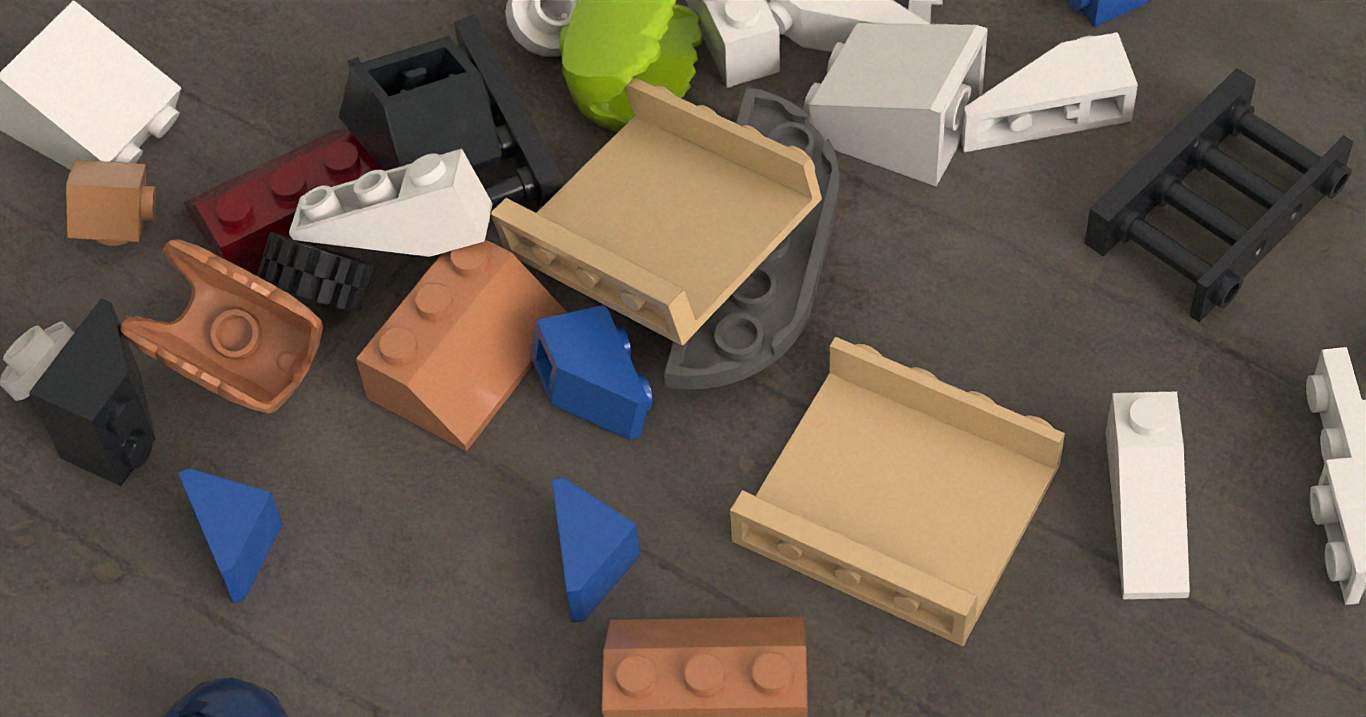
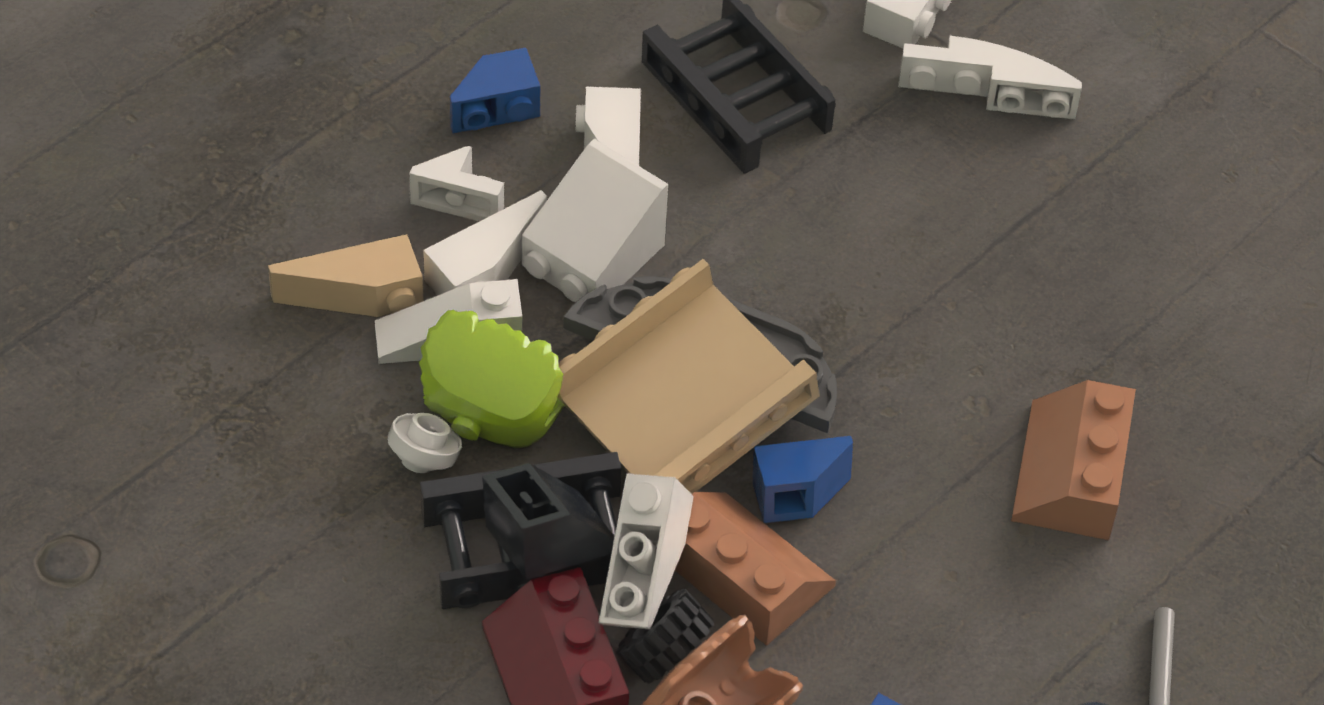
camera: 85 degrees left, 5 degrees down
(595, 546) = (957, 510): blue slope -> none
(902, 491) = (940, 324): tan panel -> none
(1148, 494) = (976, 183): white slope -> none

